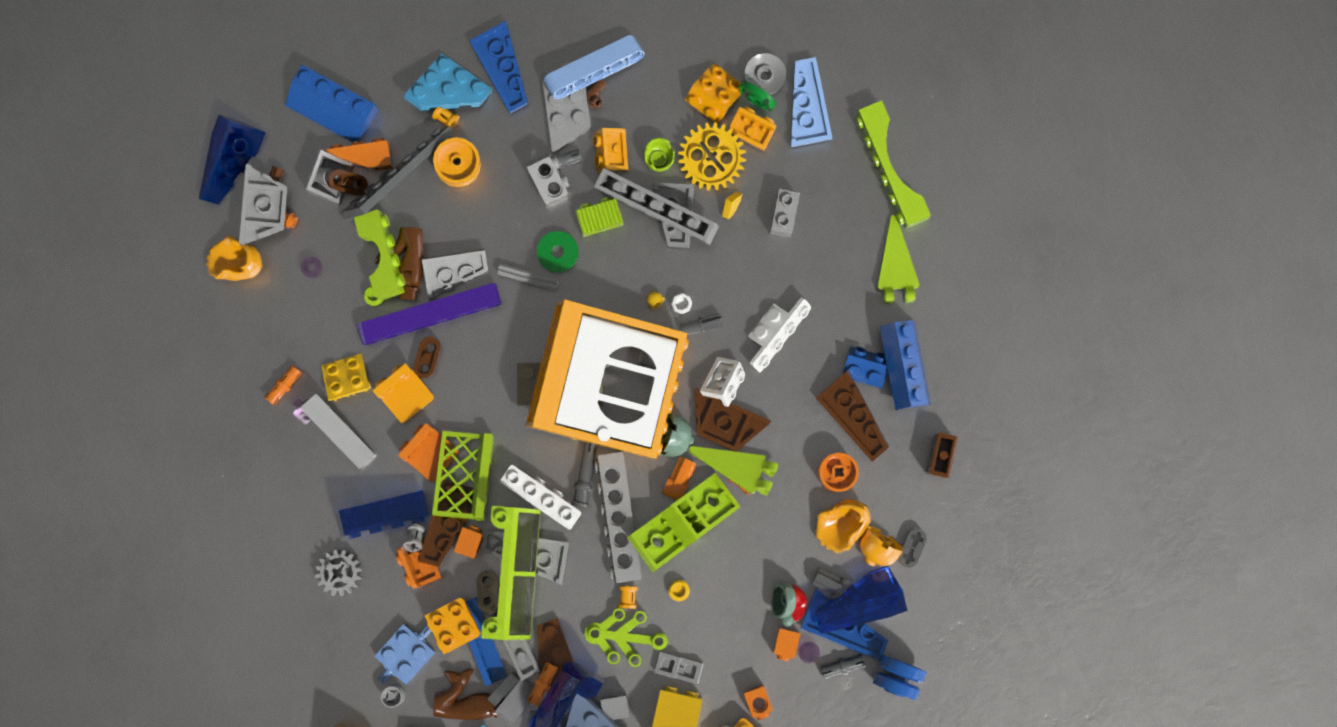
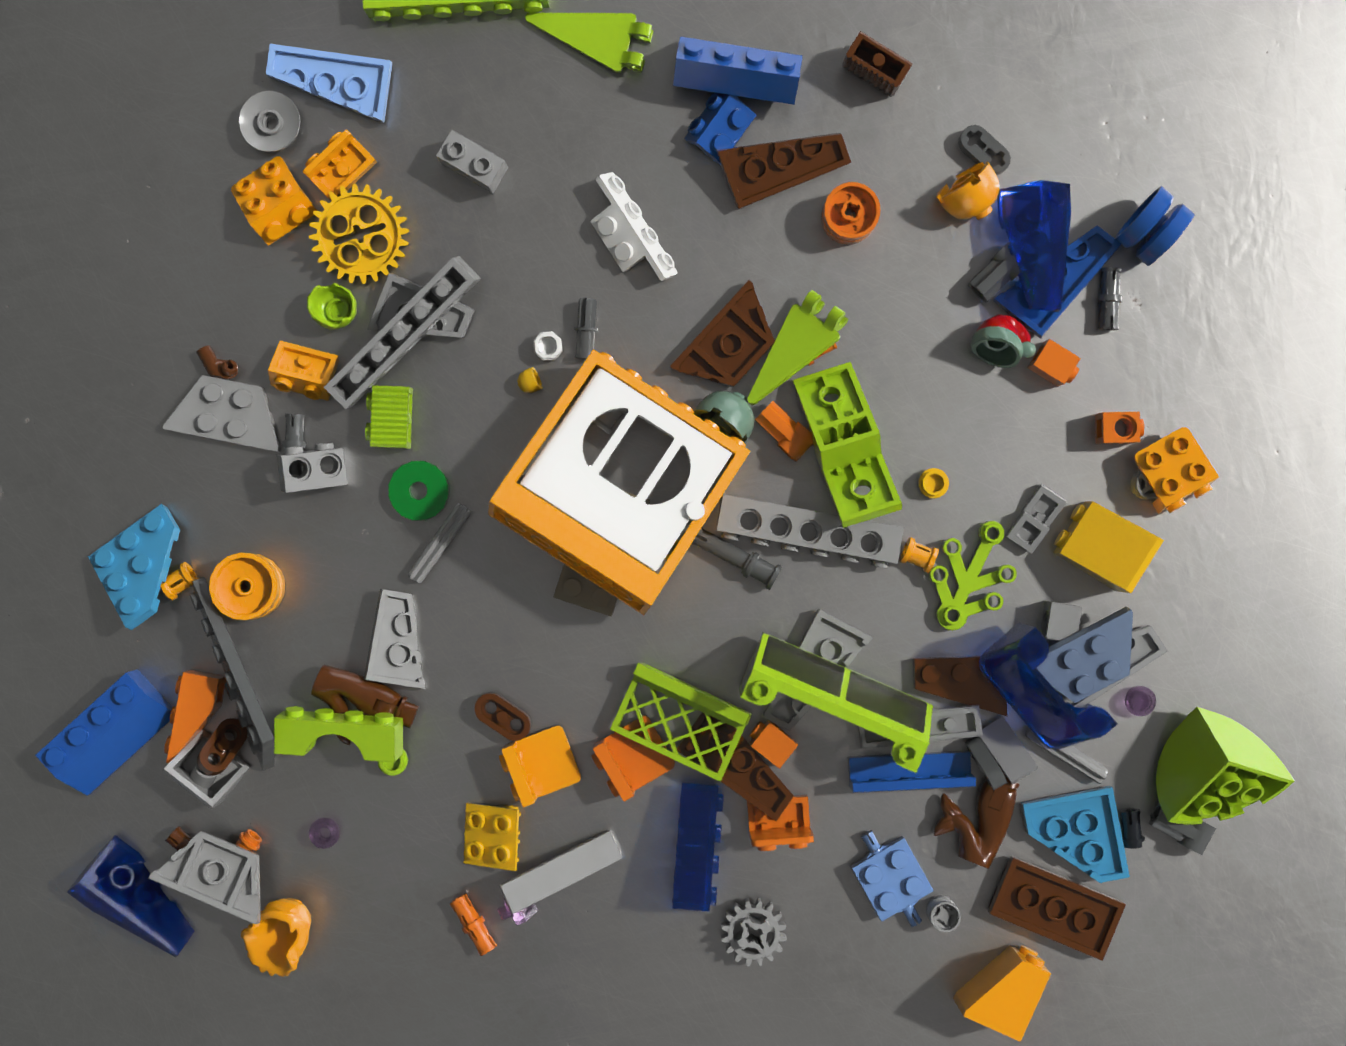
camera: 70 degrees left, 5 degrees up
(413, 537) = (743, 816): light grey bush -> none
(429, 314) = (444, 694): dark purple beam -> none
(452, 625) = (878, 803): light orange bracket -> none
(487, 591) = (848, 739): dark tan plate -> none
(499, 60) = (125, 481): blue wing -> none
(541, 497) = (746, 625): white bracket -> none
(542, 684) = (998, 709): orange pin -> none
(593, 67) = (178, 353): light blue beam -> none
(723, 380) = (672, 324): white bracket -> none
(731, 204) = (435, 231): yellow tile -> none
(757, 96) = (296, 141): green tile -> none
(809, 652) = (1075, 337): clear purple plate -> none
(842, 525) = (923, 231): light orange piece -> none

